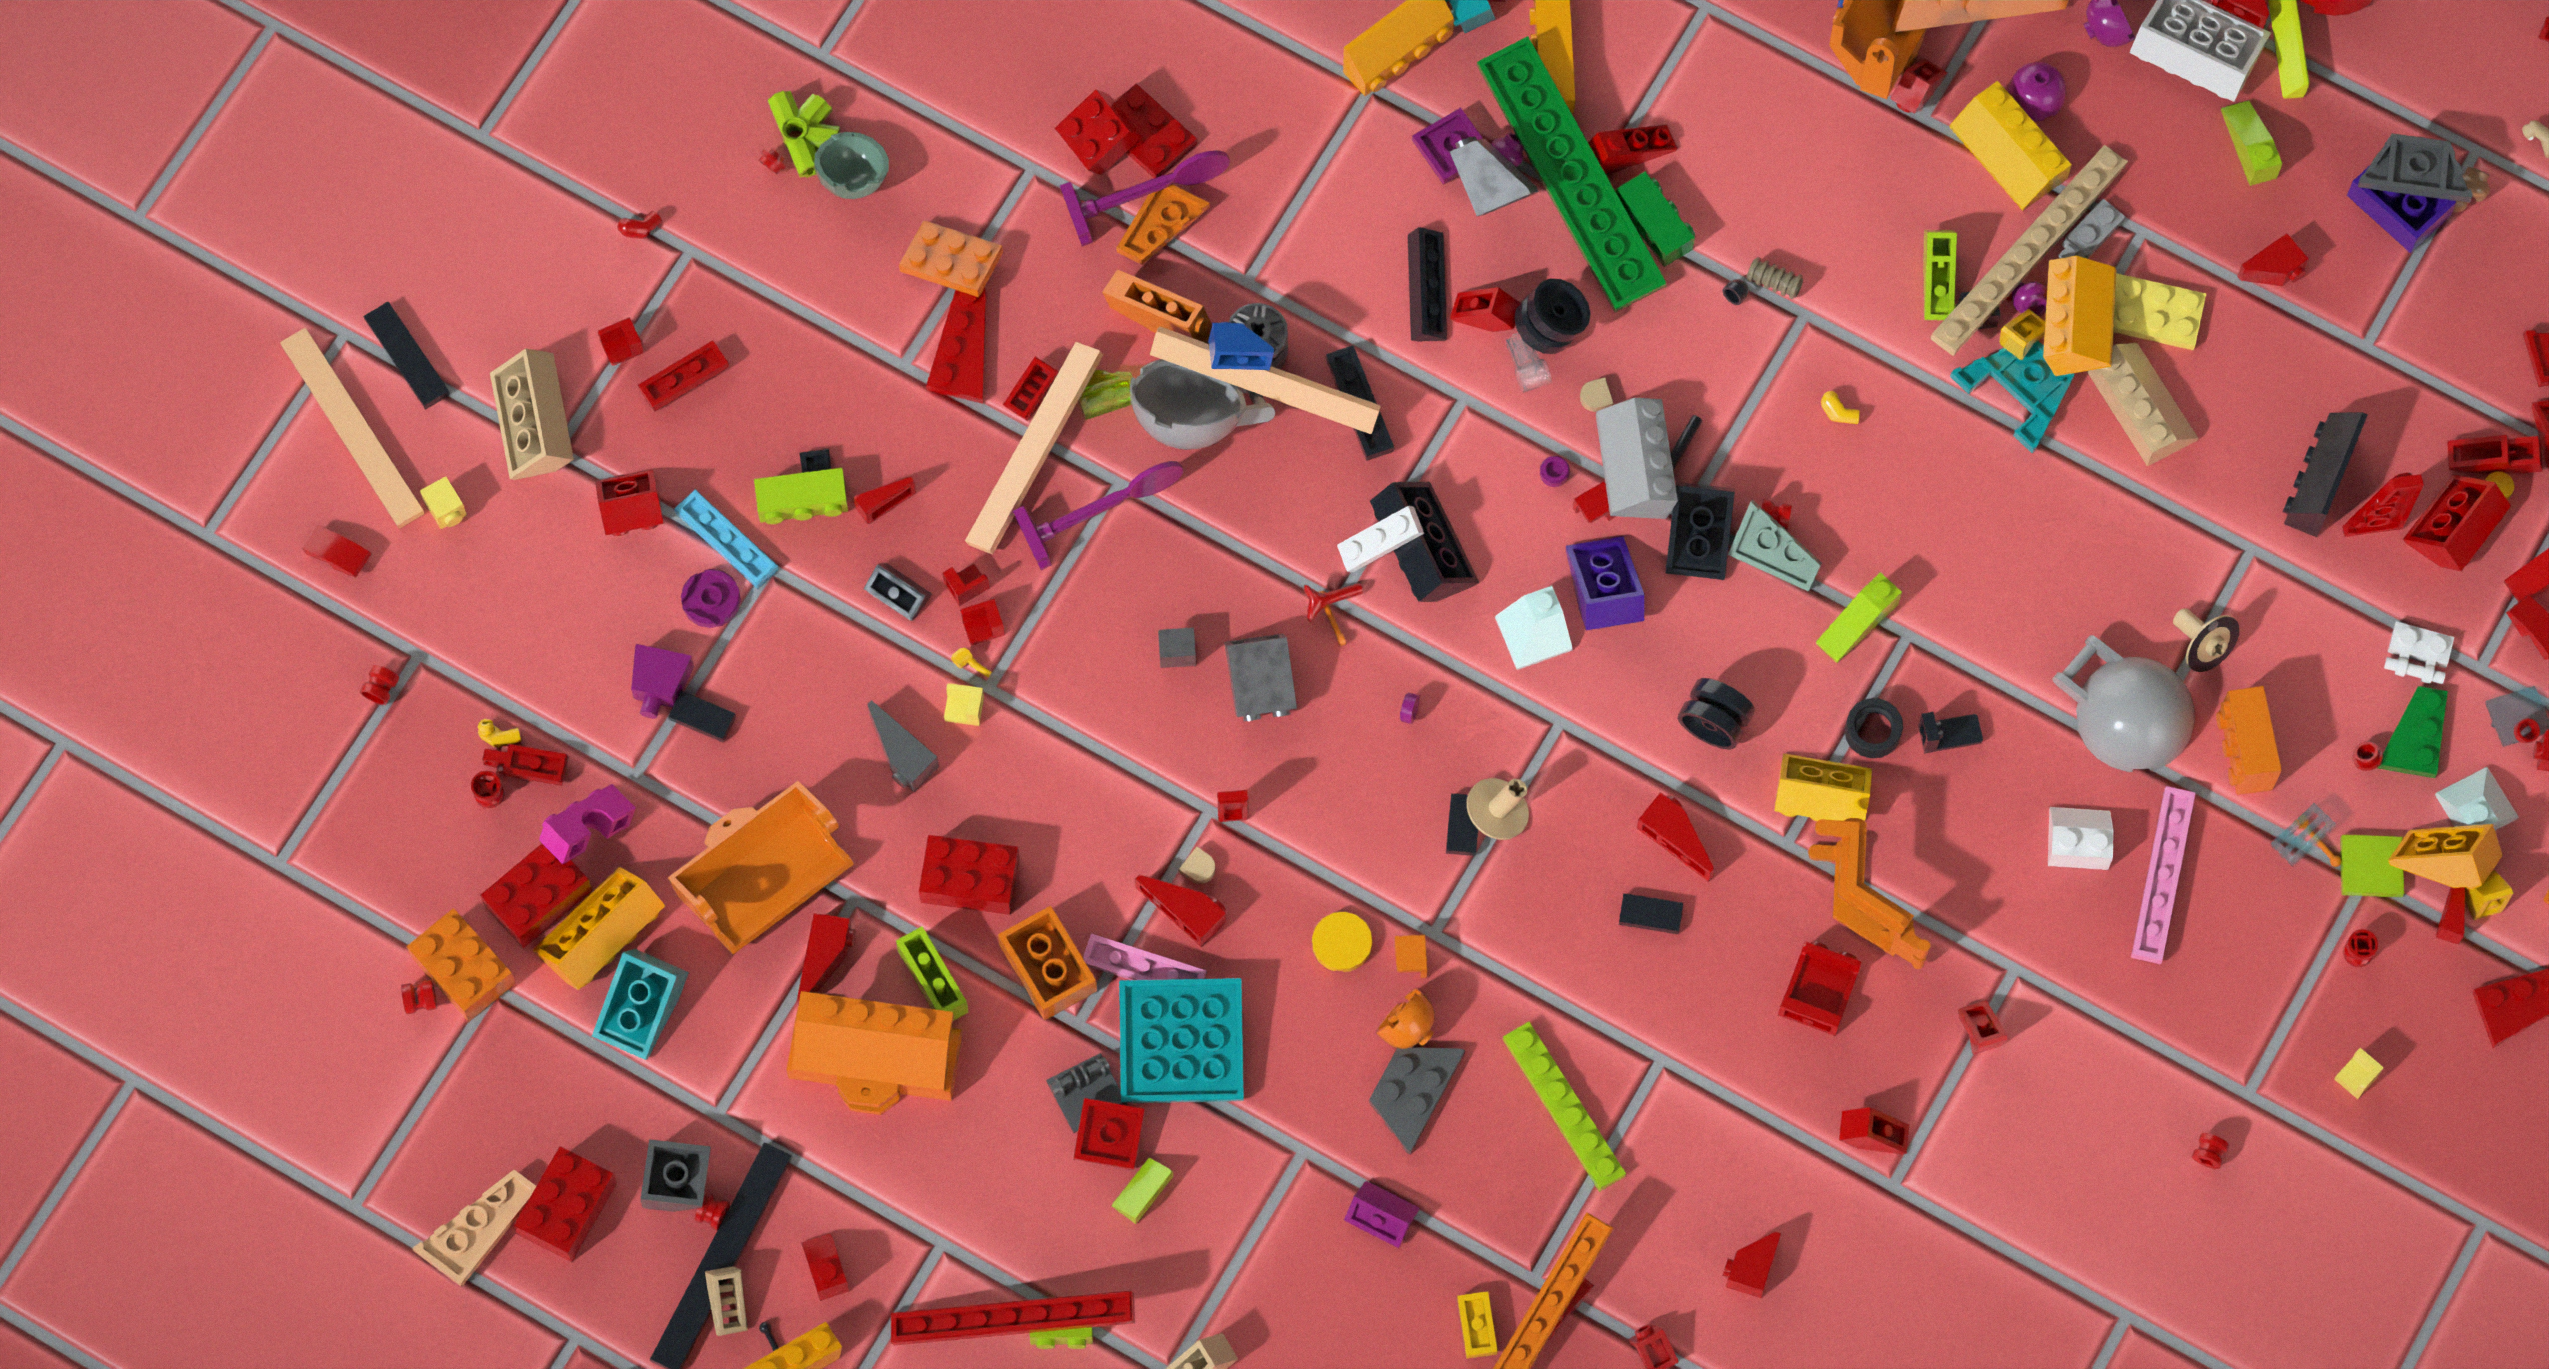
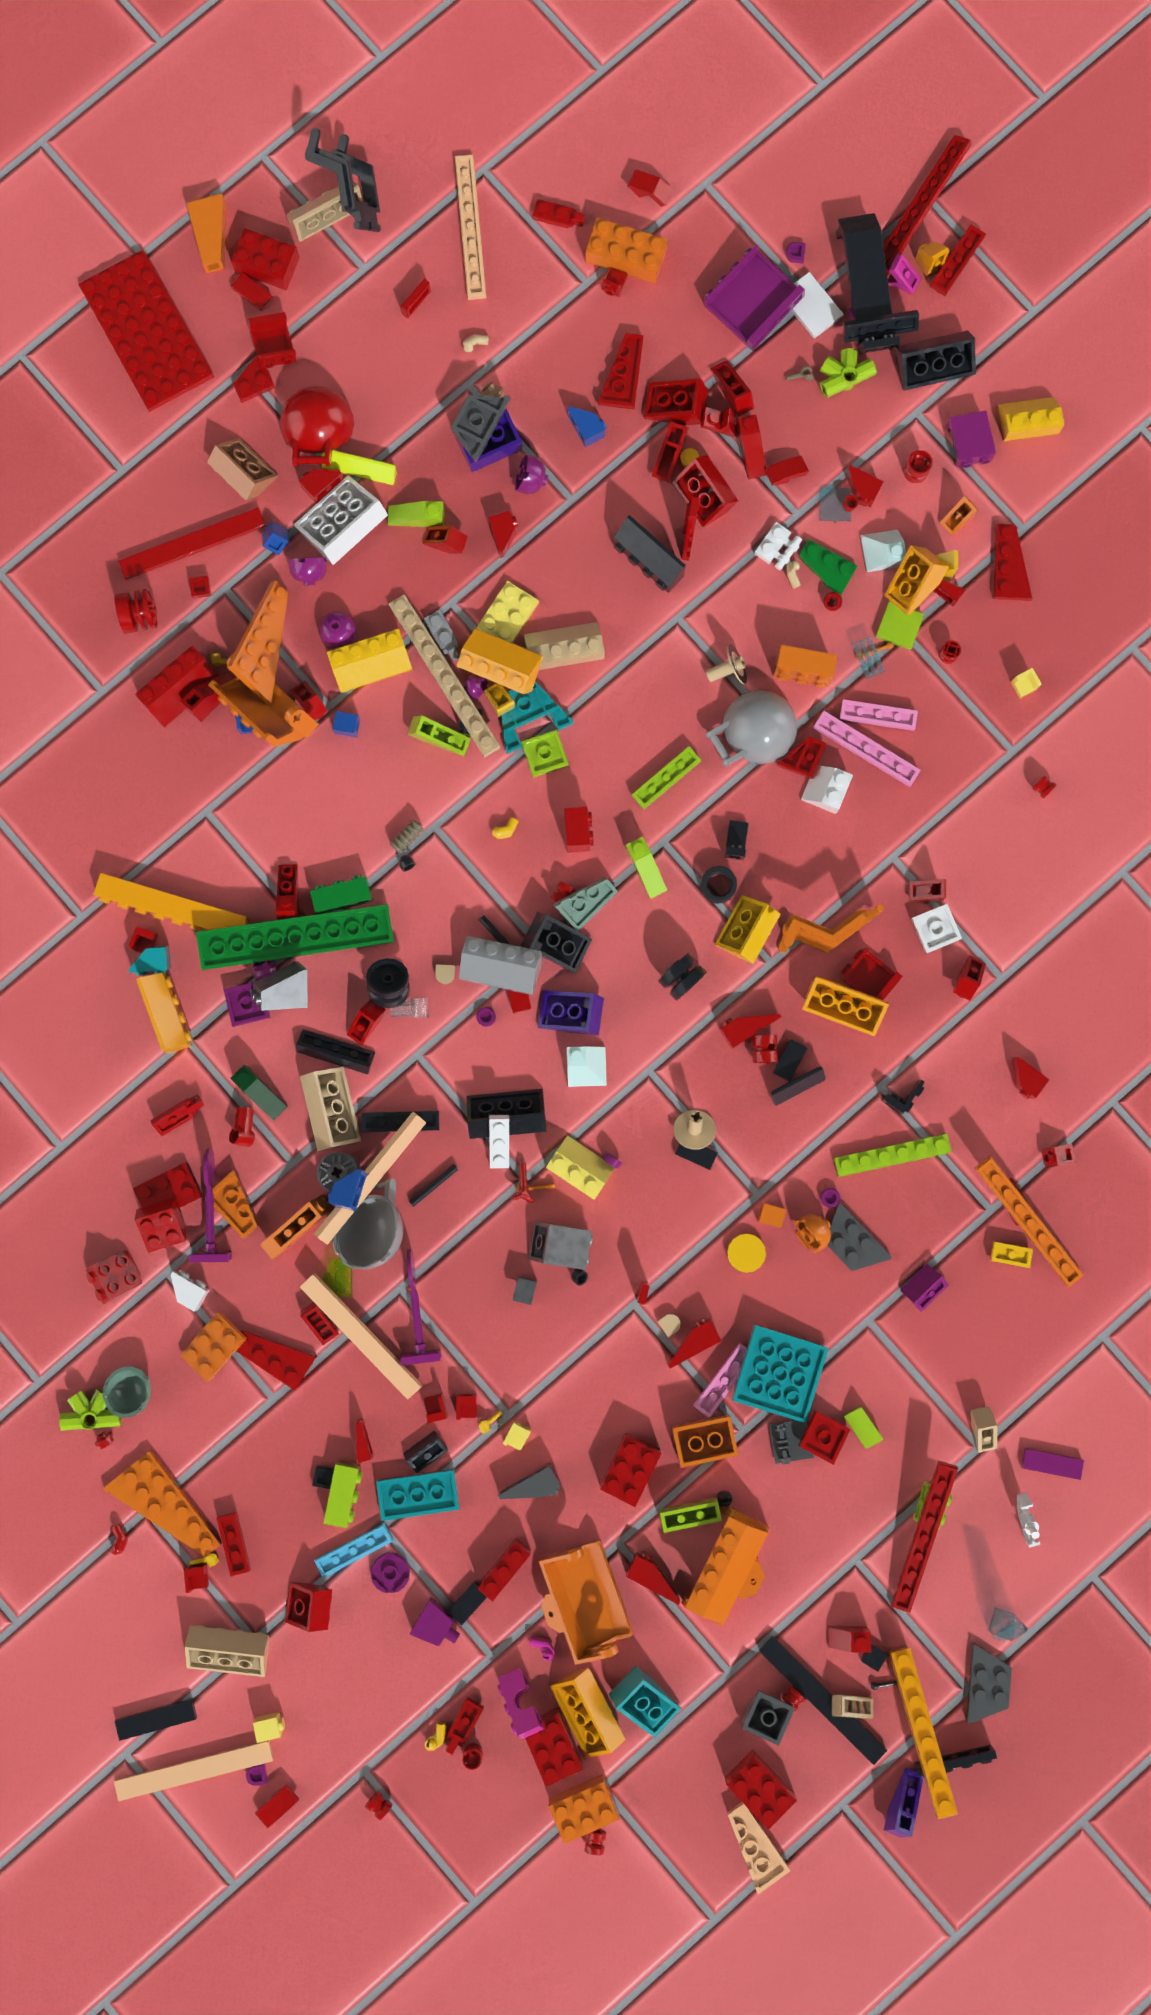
camera: 70 degrees left, 15 degrees up
(371, 512) = (257, 1775): none -> magenta tile
(651, 354) = (211, 1560): none -> yellow hand
(675, 841) = (544, 1645): none -> dark pink arm
(714, 257) = (158, 1498): none -> orange wing
(767, 746) = (504, 1569): none -> red brick
(807, 1311) = (875, 1658): none -> black tile
(834, 598) = (418, 1495): none -> teal plate
(977, 1022) = (724, 1494): none -> black hinge
(1004, 98) = (113, 1276): none -> red bracket
(1016, 201) = (187, 1291): none -> white slope
(1217, 715) = (582, 1279): none -> black hinge
(1259, 105) = (177, 1115): none -> red hinge
(1267, 196) = (242, 1132): none -> red piece
(1284, 478) = (433, 1185): none -> black bar
(1332, 200) = (258, 1092): none -> dark green slope
(1344, 303) = (330, 1108): none -> tan slope
(1382, 667) = (580, 1167): none -> light yellow slope
(1467, 1036) = (830, 1197): none -> magenta tile
(1617, 934) = (797, 1086): none -> black slope
(1646, 875) = (764, 1049): none -> red wheel
(1649, 1100) = (895, 1102): none -> black bracket
(1760, 956) = (845, 1005): none -> light orange slope
(1876, 501) = (577, 829): none -> red brick
(1905, 145) = (346, 724): none -> blue panel
(1930, 1061) = (936, 928): none -> white plate
(1972, 428) = (544, 753): none -> lime tile
(2003, 605) = (666, 778): none -> lime plate
(2114, 790) = (804, 758): none -> red wing
(2221, 875) = (878, 715): none -> bright pink plate
(2231, 191) = (445, 539): none -> red slope
(2374, 274) = (531, 475): none -> magenta cylinder
(2383, 684) = (791, 574): none -> tan arm
(2483, 328) = (586, 425): none -> blue slope

